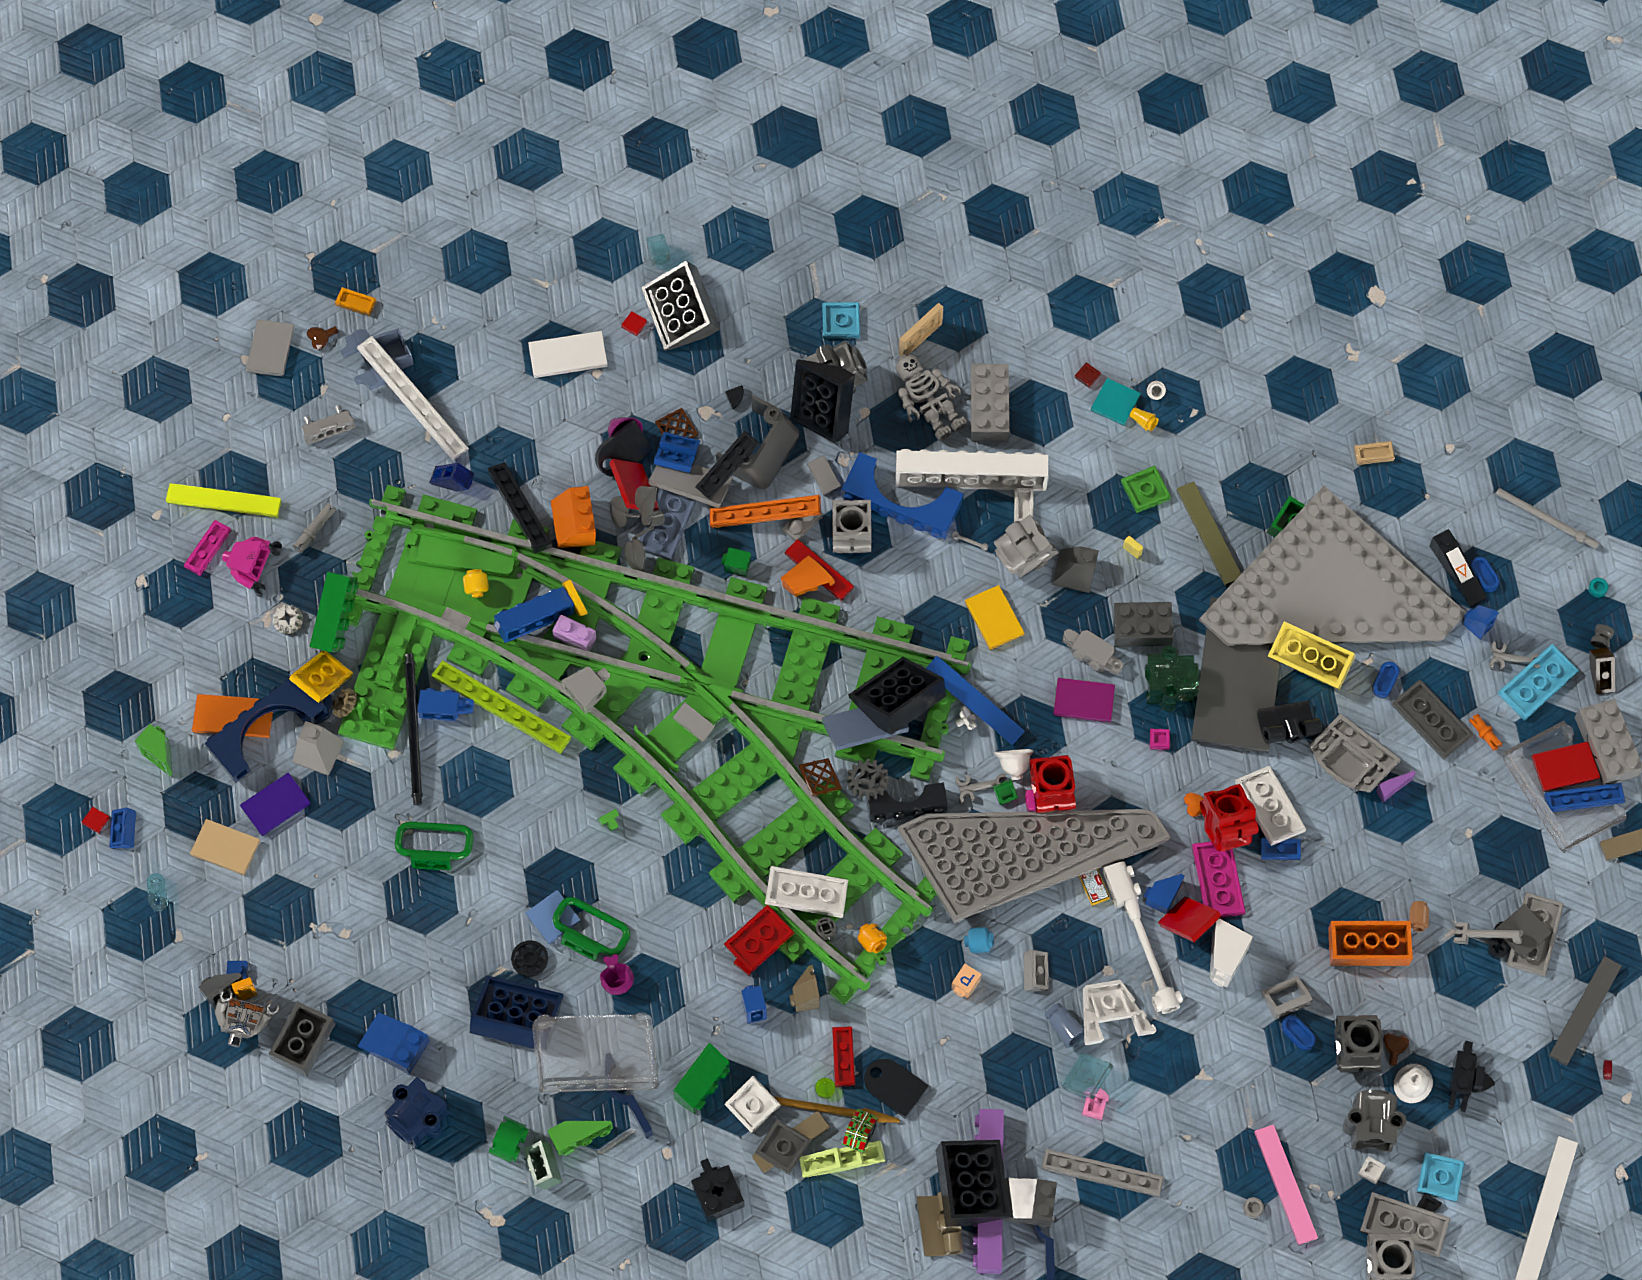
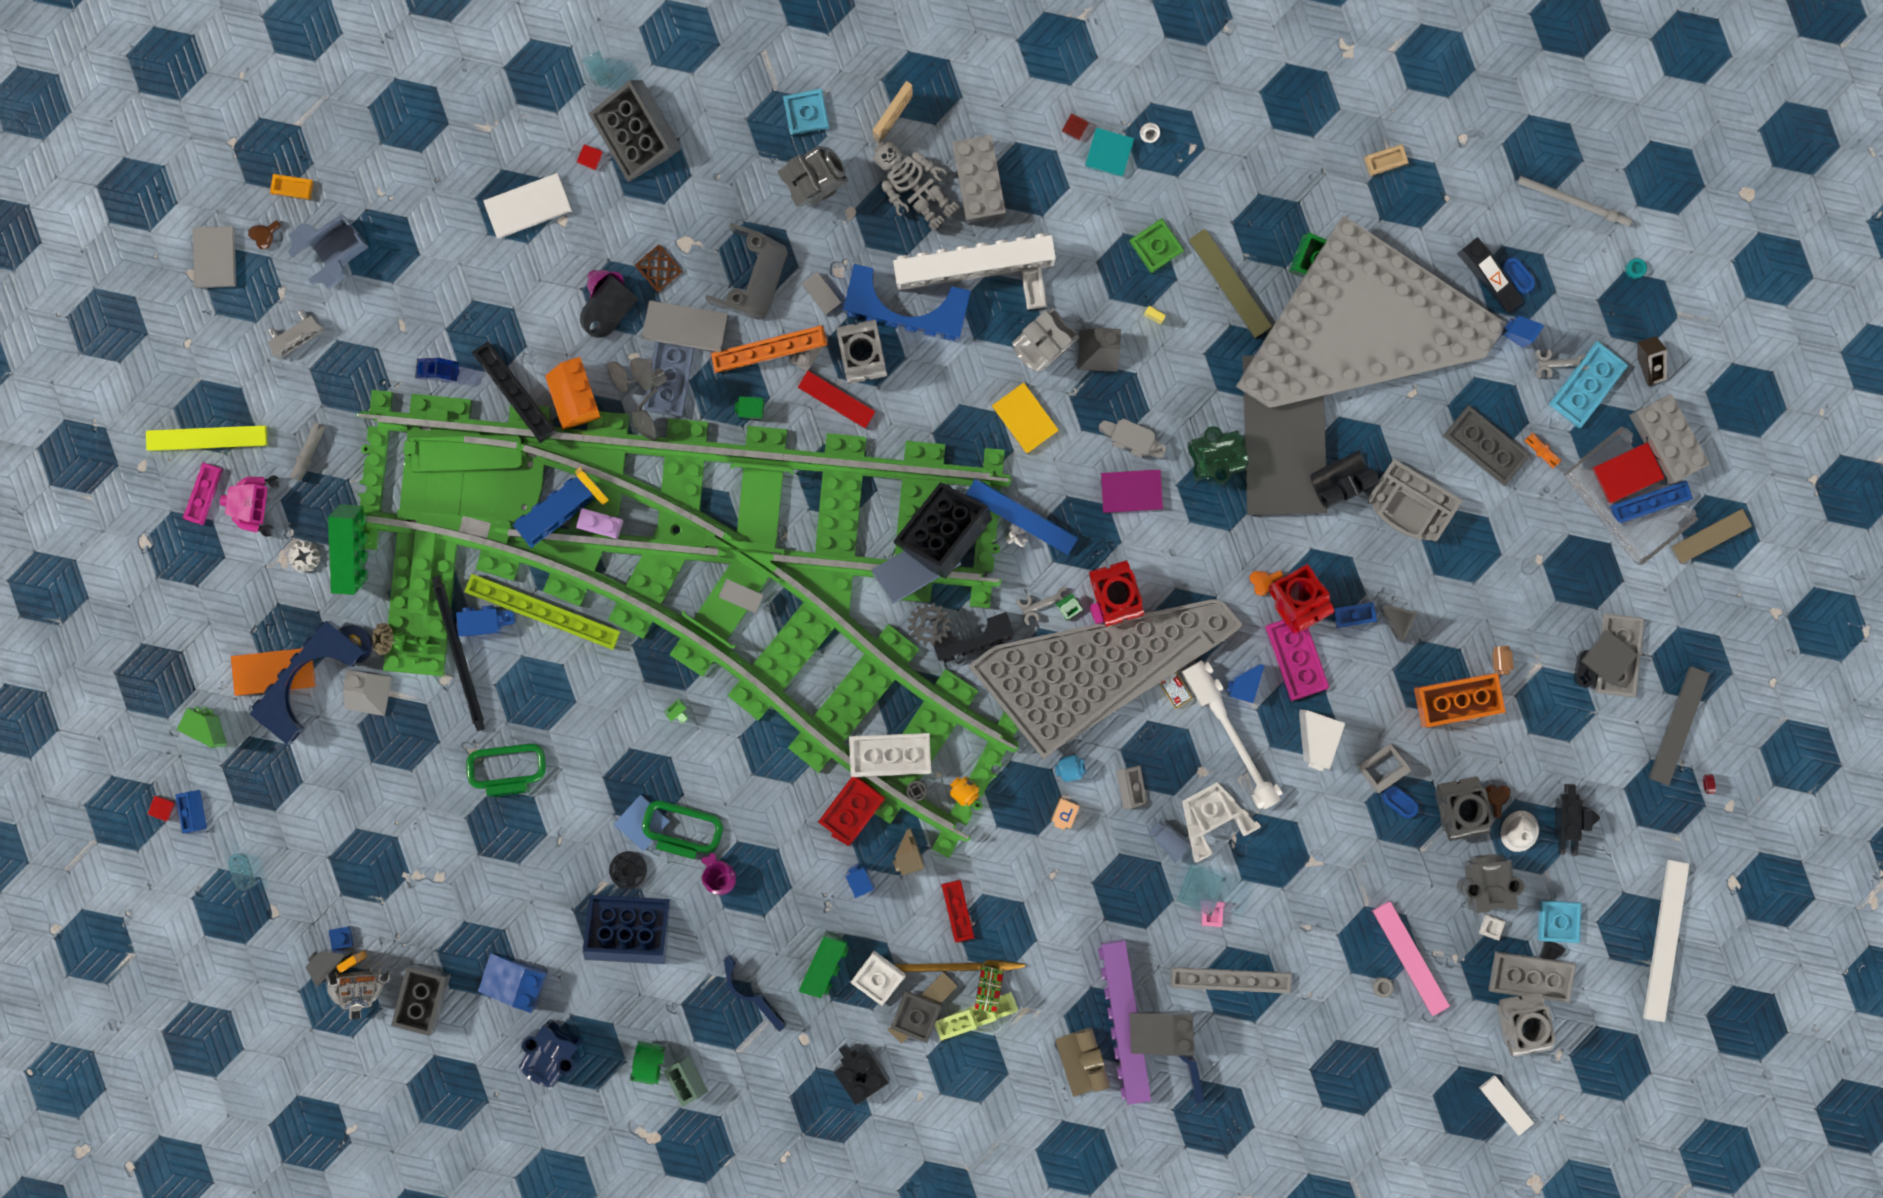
camera: 10 degrees left, 20 degrees up
(225, 847) = (298, 812): tan tile -> none
(275, 804) = (337, 757): dark purple tile -> none
(321, 676) = (351, 618): yellow tile -> none
(412, 398) = (374, 290): white tile -> none
(475, 583) = (486, 486): yellow head -> none
(575, 1133) = (709, 1041): bright green slope -> none
(586, 687) = (624, 582): light grey torso -> none
(595, 1053) = (713, 963): clear windscreen -> none
(629, 478) = (625, 343): red tile -> none
(677, 452) = (664, 297): blue slope -> none
(727, 465) = (719, 308): black tile -> none
(735, 396) = (712, 221): black tile -> none
(805, 577) = (825, 413): orange slope -> none
(822, 398) = (805, 215): black slope -> none
(825, 1088) = (945, 946): clear neon green tile -> none
(832, 774) = (892, 623): reddish brown window -> none
(895, 1086) = (1014, 932): black tile -> none
(955, 535) = (969, 334): light grey hinge -> none
(972, 1182) = (1109, 1024): black slope -> none
(1014, 762) = (1073, 572): white hat -> none
(1142, 624) = (1178, 399): dark grey brick -> none
(1145, 419) = (1142, 167): yellow cone -> none
(1160, 739) = (1214, 518): dark pink tile -> none
(1189, 919) = (1277, 711): red tile -> none
(1273, 808) = (1337, 571): white tile -> none
(1312, 655) = (1357, 404): light yellow slope -> none
(1321, 858) = (1398, 620): none -> dark grey slope
(1385, 679) = (1433, 411): blue tile -> none
(1391, 786) = (1455, 529): medium lavender slope -> none
(1466, 932) = (1604, 668): light grey hinge -> none
(1602, 636) = (1647, 324): dark grey wheel -> none

